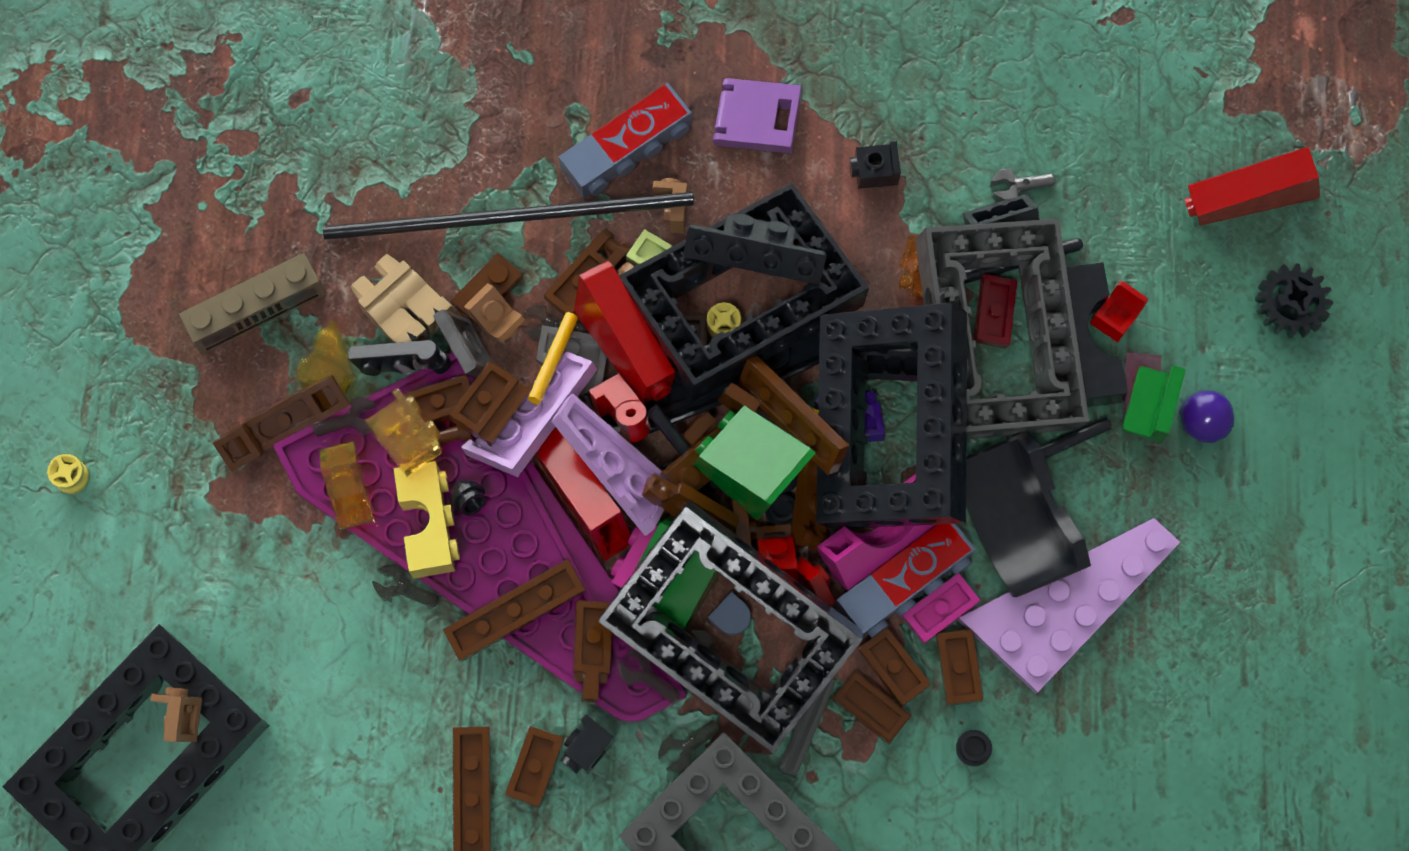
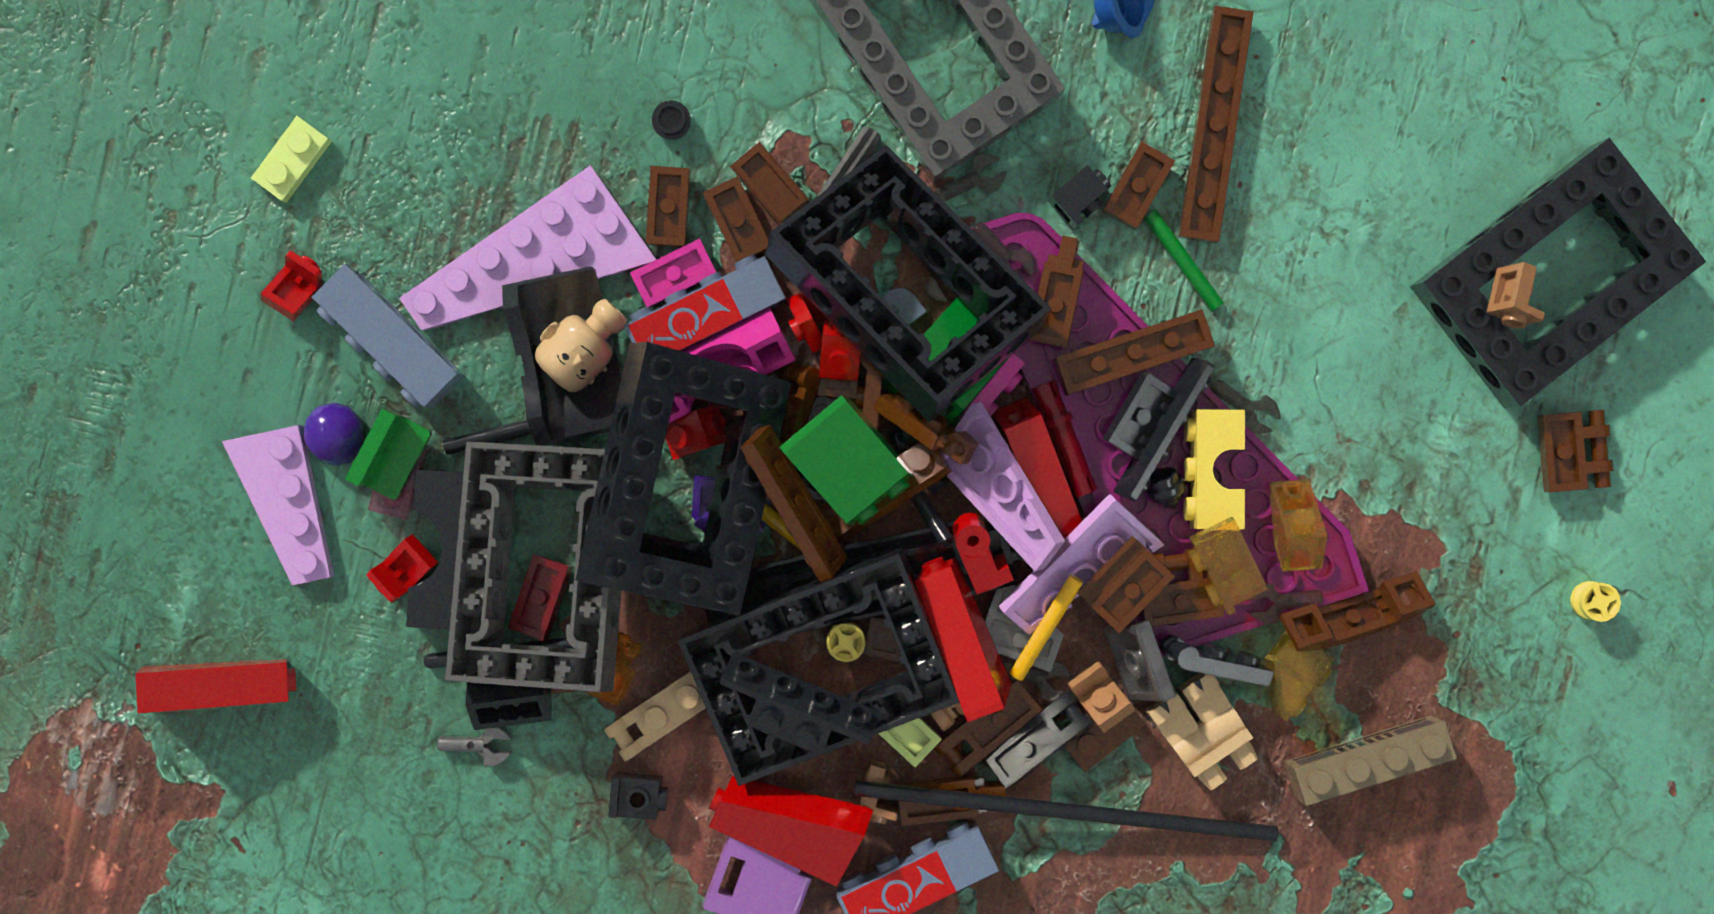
camera: 170 degrees left, 15 degrees up
(111, 599) = (1564, 451): none -> reddish brown plate
(481, 708) = (1183, 260): none -> green bar
(489, 551) = (1151, 420): none -> black bracket
(542, 268) = (1038, 741): none -> plate
(570, 532) = (1064, 438): none -> dark red pin
(597, 223) = (920, 813): none -> reddish brown hinge
(697, 427) = (901, 520): reddish brown tile -> none
(735, 398) = (849, 535): reddish brown tile -> none
(739, 162) = (792, 826): none -> red slope
(875, 232) = (657, 716): none -> tan plate
(891, 468) = (695, 432): none -> red bracket
(1010, 525) = (579, 347): none -> tan piece
(1181, 505) = (387, 336): none -> sand blue brick
(1237, 358) = (284, 494): none -> lavender wing
(1275, 533) = (293, 286): none -> red bracket
(1288, 313) = (204, 562): black gear -> none
(1307, 648) = (291, 159): none -> yellowish green plate

